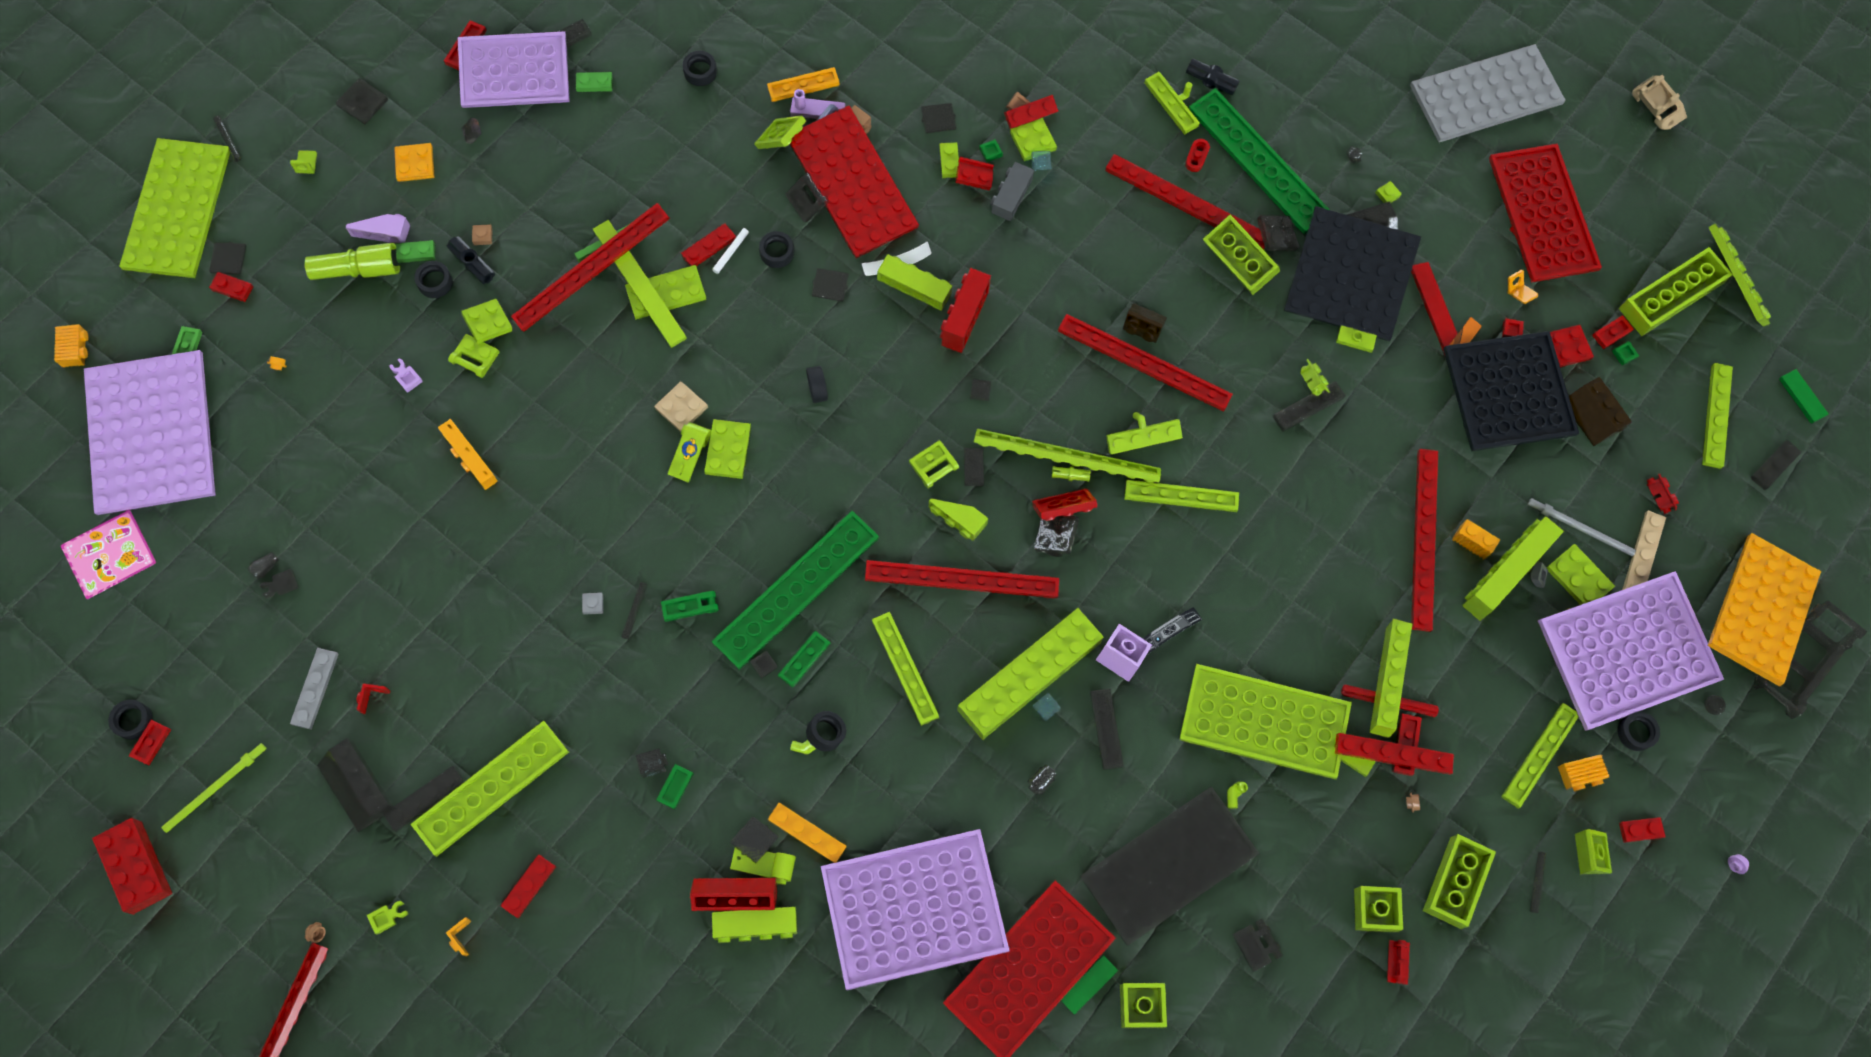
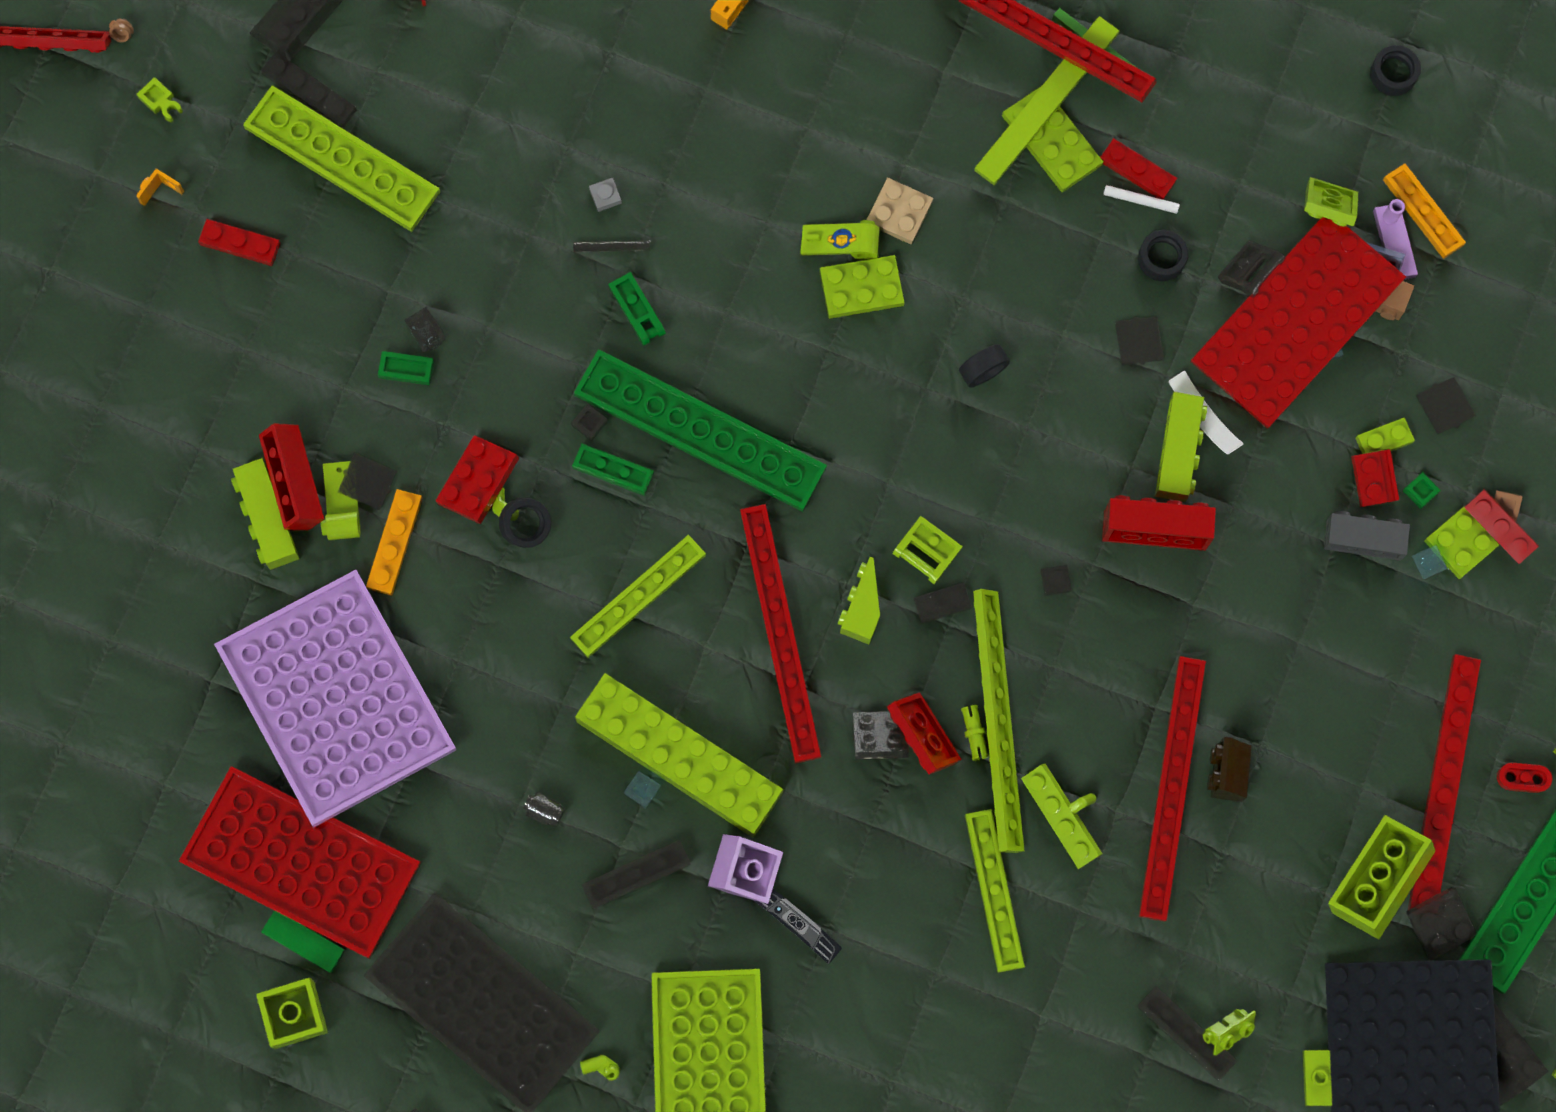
camera: 75 degrees right, 5 degrees up
(780, 757) = (477, 479): none -> red plate

